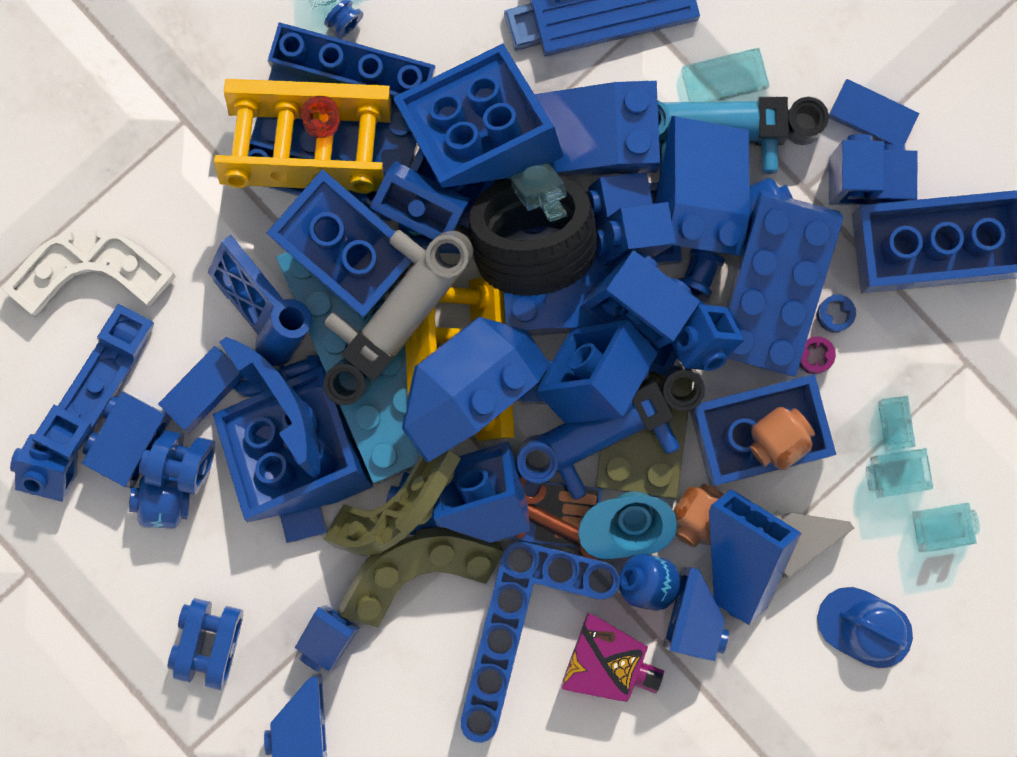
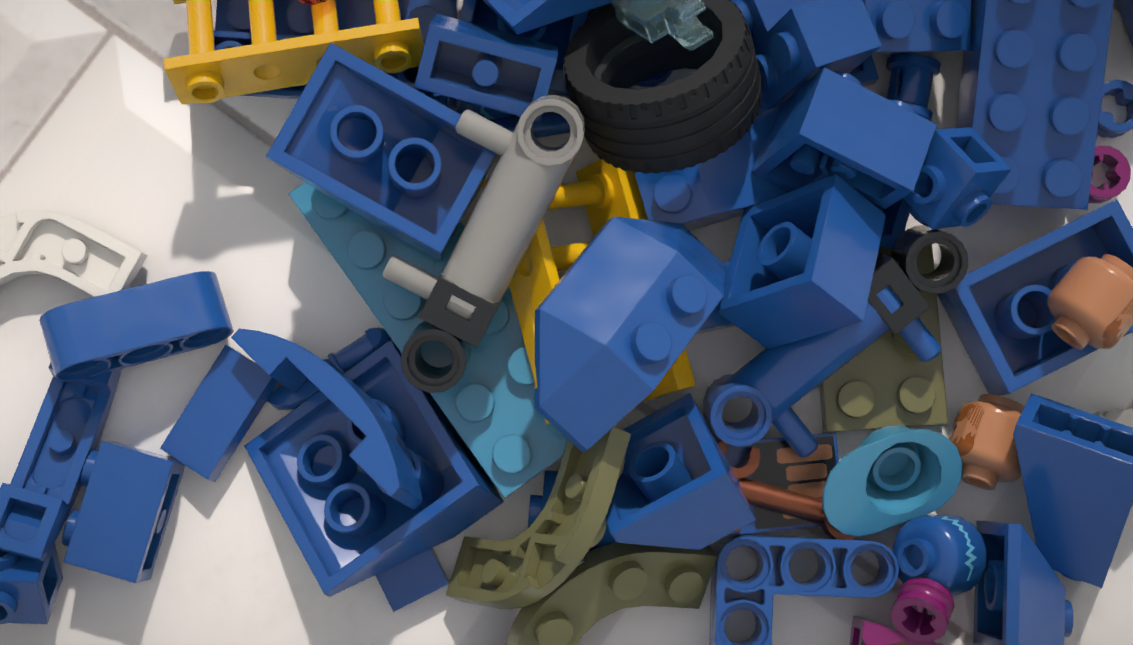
camera: 20 degrees left, 0 degrees up
(159, 321) = (135, 325): none -> blue beam
(159, 506) = (193, 591): blue head -> none
(172, 459) = (187, 530): blue brick -> none
(277, 321) = (309, 288): blue piece -> none
(635, 606) = (918, 625): none -> magenta bush

